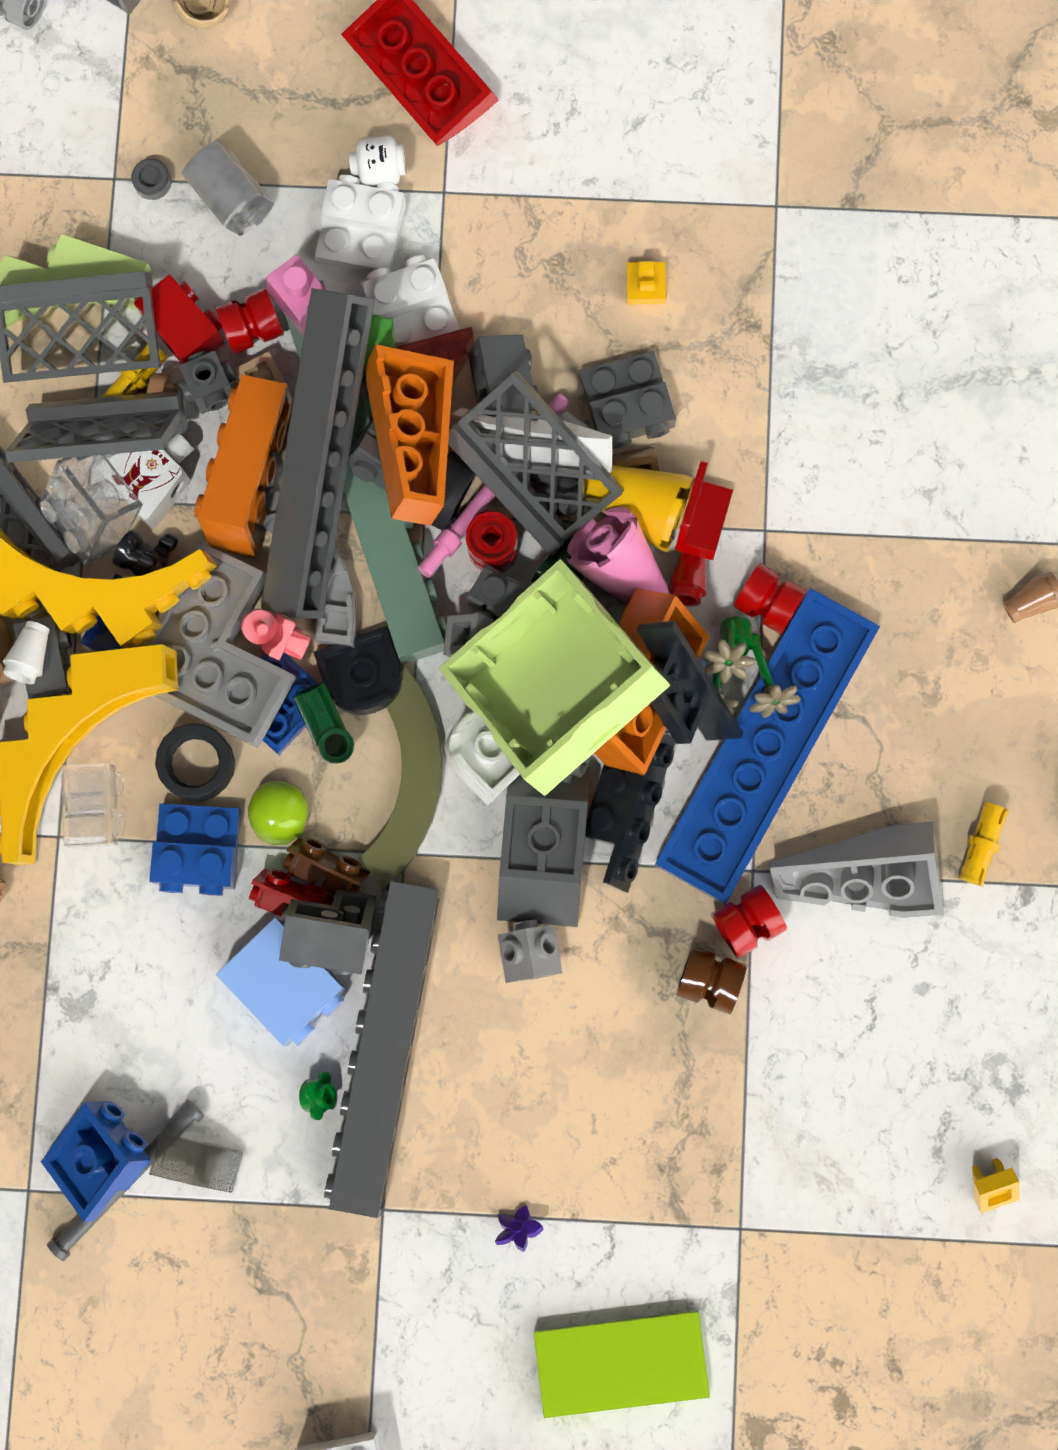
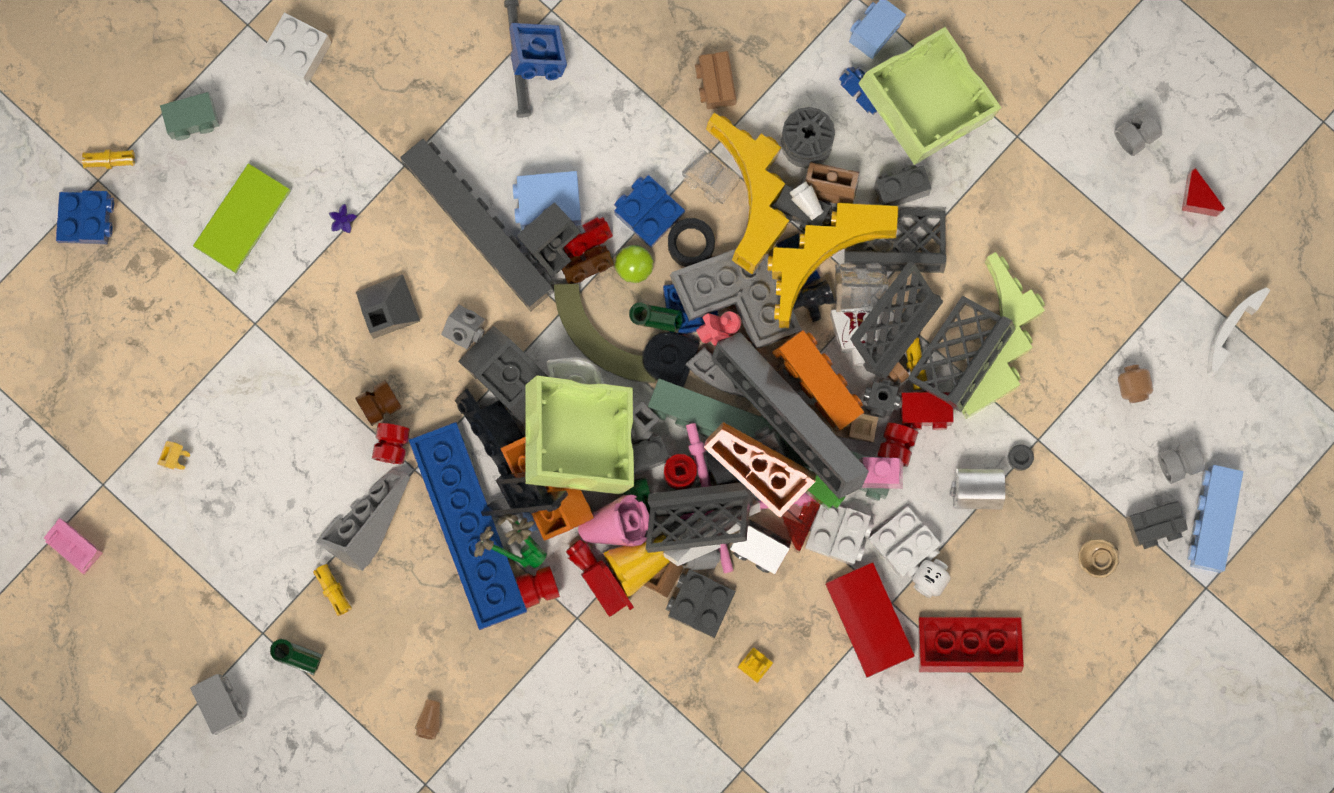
camera: 125 degrees right, 0 degrees up
(196, 1163) = (497, 95): clear smoke slope -> none
(318, 1095) = (481, 175): green plate -> none
(483, 196) = (869, 620): none -> red slope
(581, 1074) = (387, 306): none -> dark grey slope

